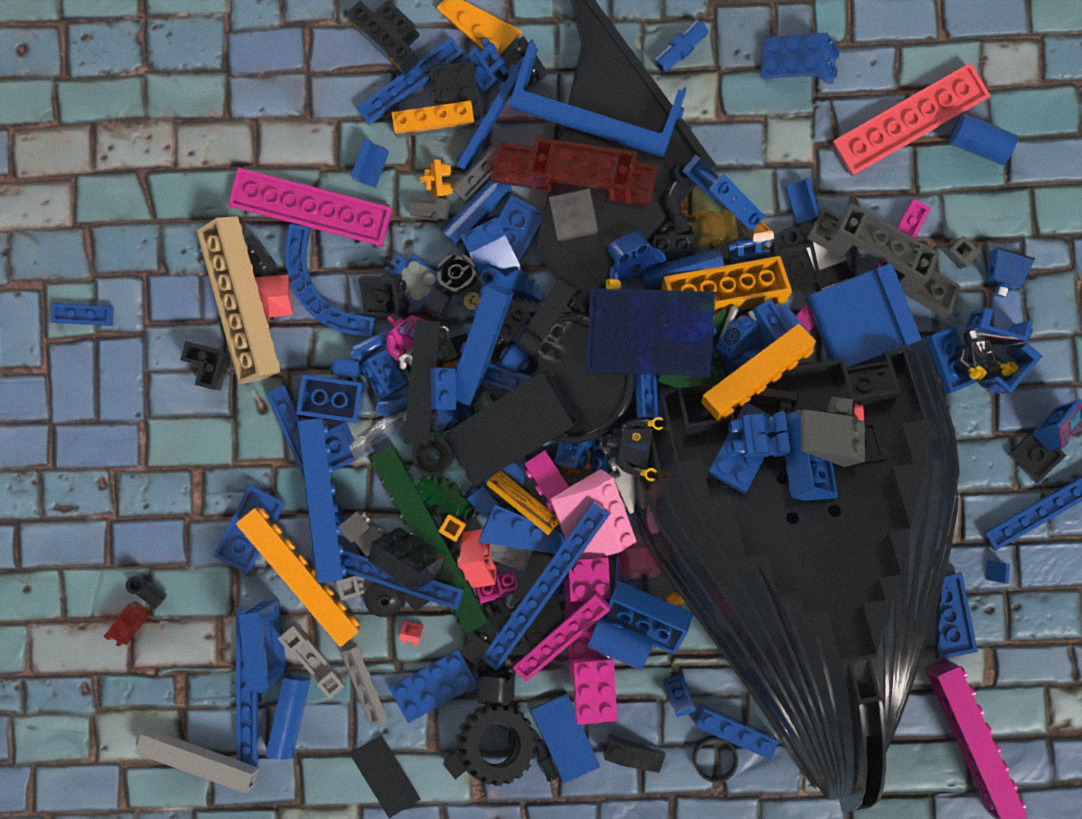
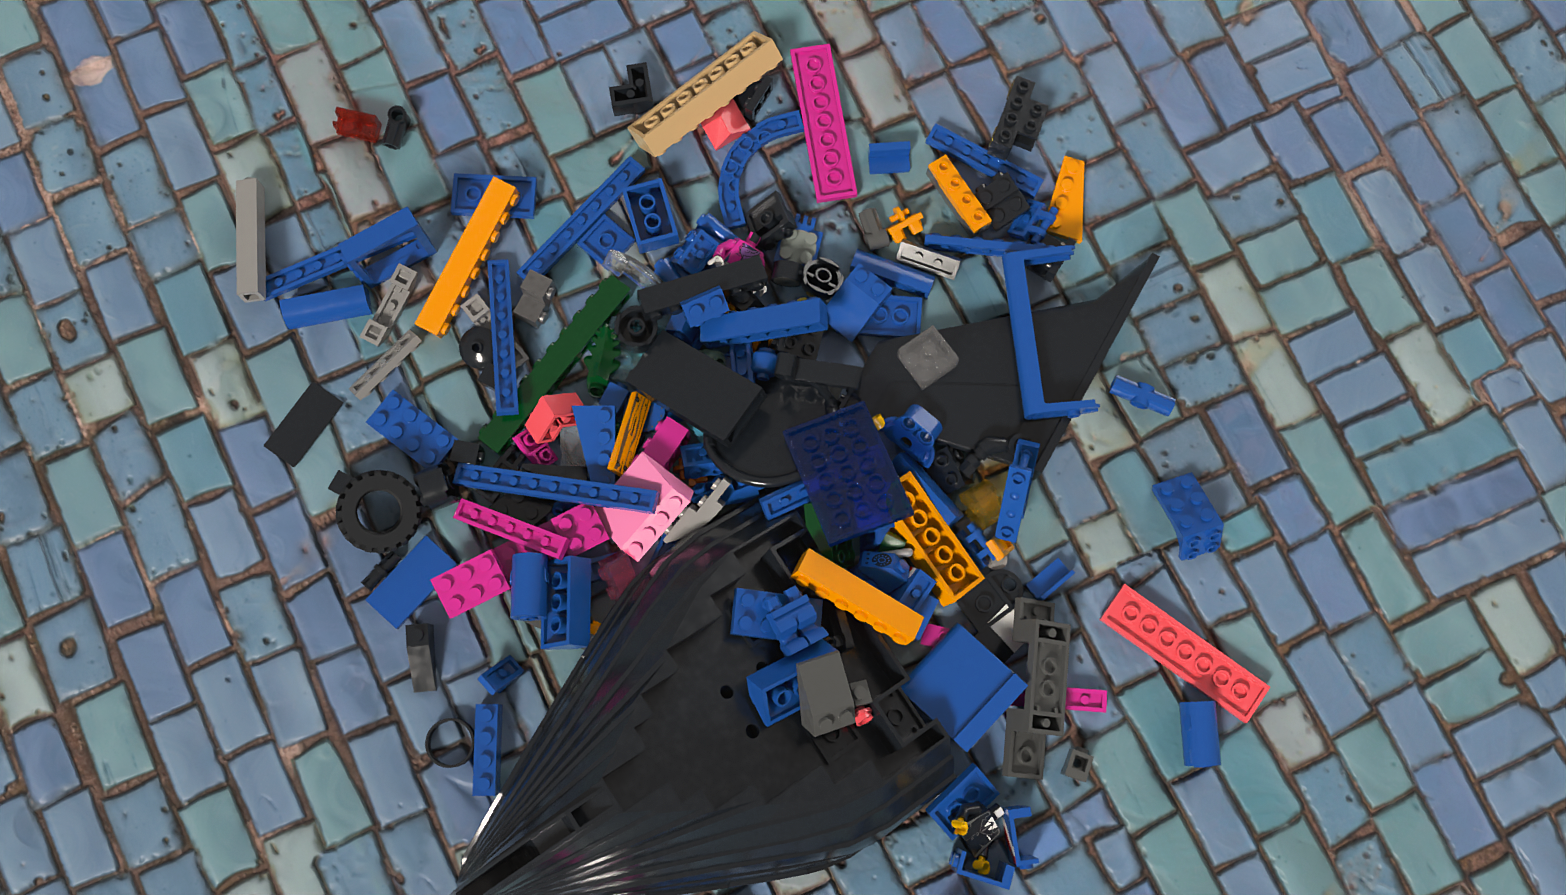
camera: 60 degrees right, 10 degrees down
(320, 501) = (547, 244): blue brick -> none
(345, 369) = (684, 218): blue brick -> none
(406, 559) = (526, 346): black brick -> none
(411, 632) = (456, 386): coral tile -> none
(452, 527) = (575, 380): light orange brick -> none
(514, 282) = (837, 333): blue plant -> none
(576, 165) = (978, 343): clear red bracket -> none
(631, 445) = (729, 505): black torso -> none
(1007, 270) = (1081, 821): blue torso -> none

